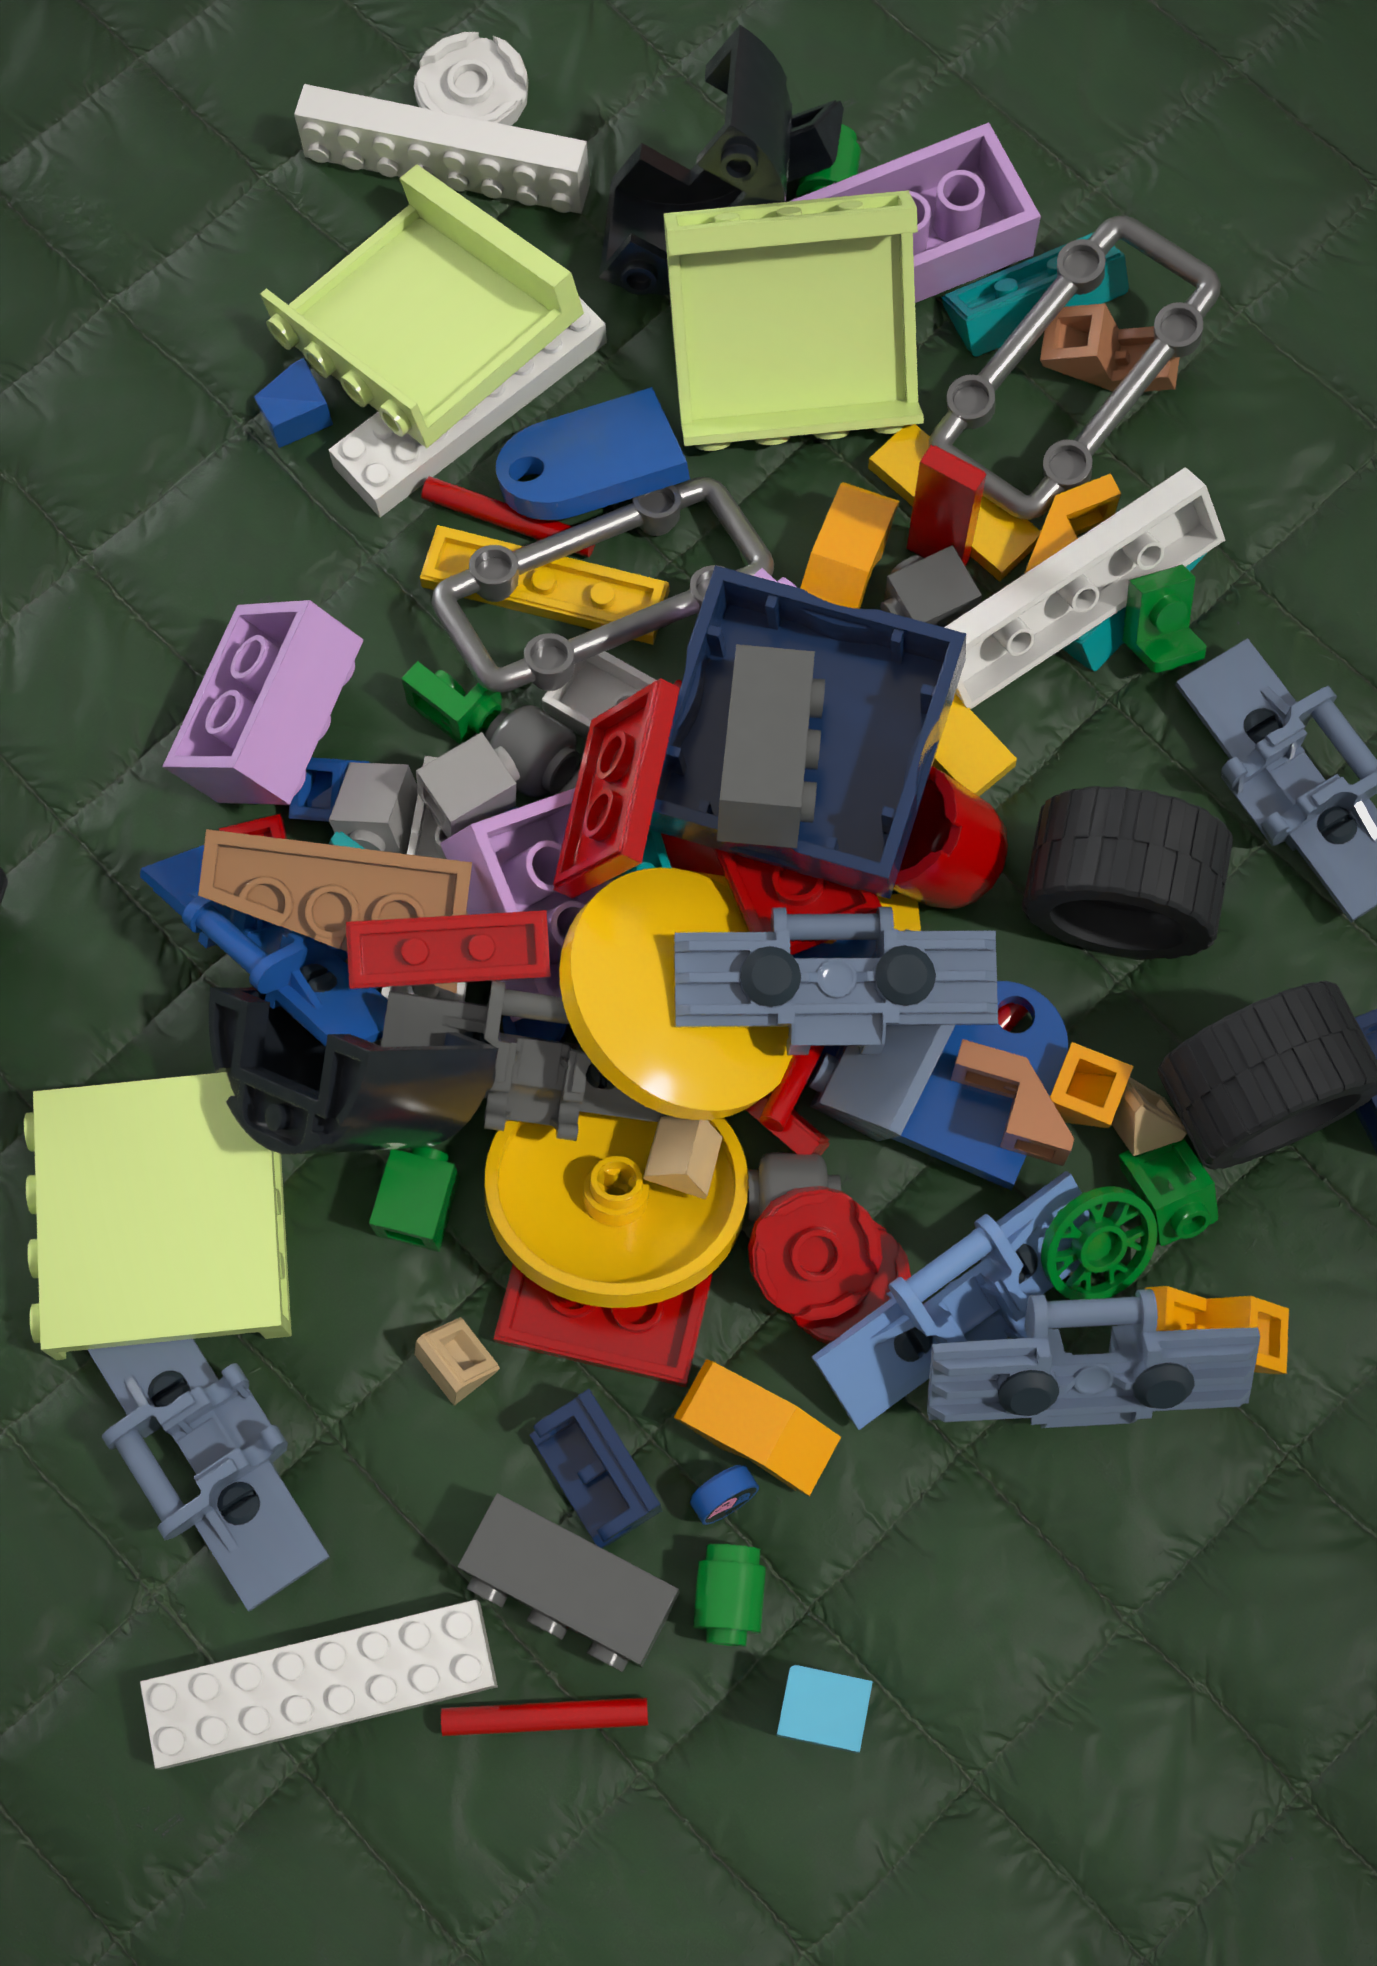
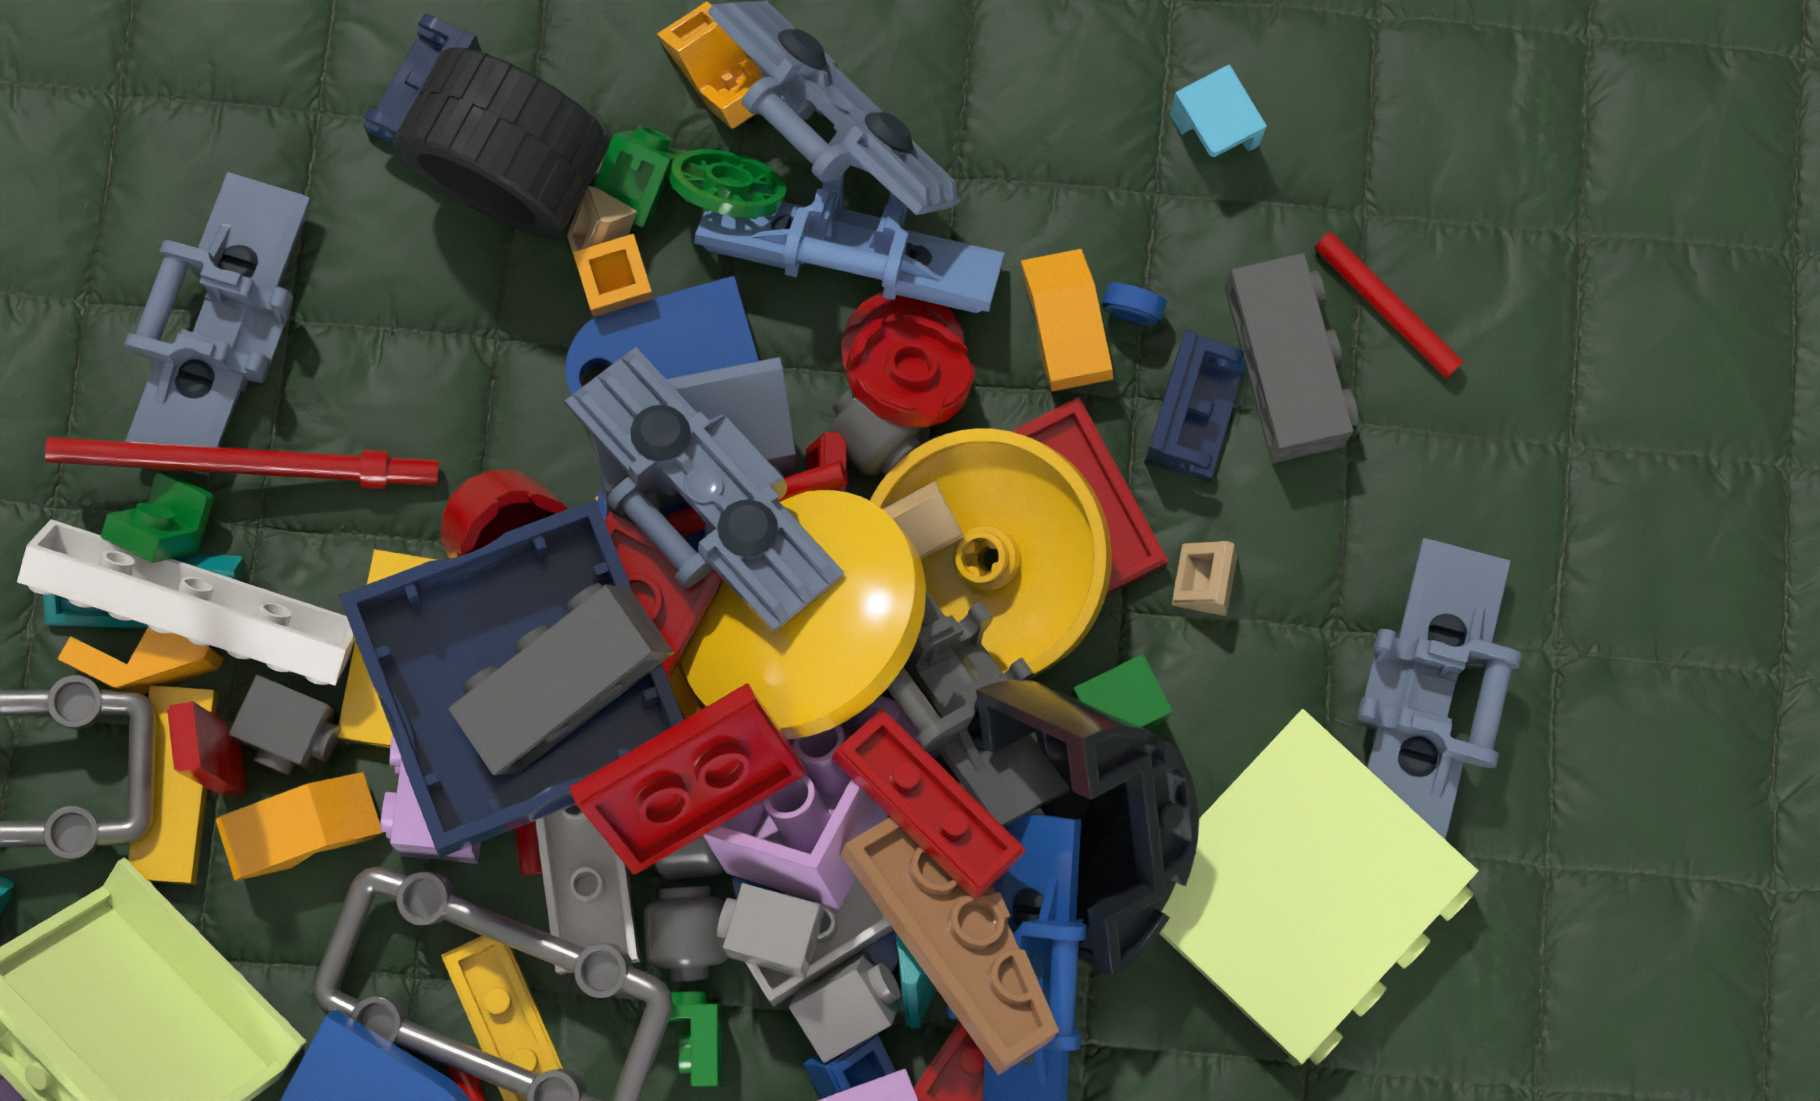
camera: 135 degrees left, 5 degrees up
(318, 1684) = (1511, 473): white piece -> none
(729, 1594) = (1198, 243): green brick -> none
(1033, 1120) = (675, 296): nougat slope -> none
(1128, 872) = (419, 365): black tyre -> none
(1192, 679) = (371, 468): none -> red bar

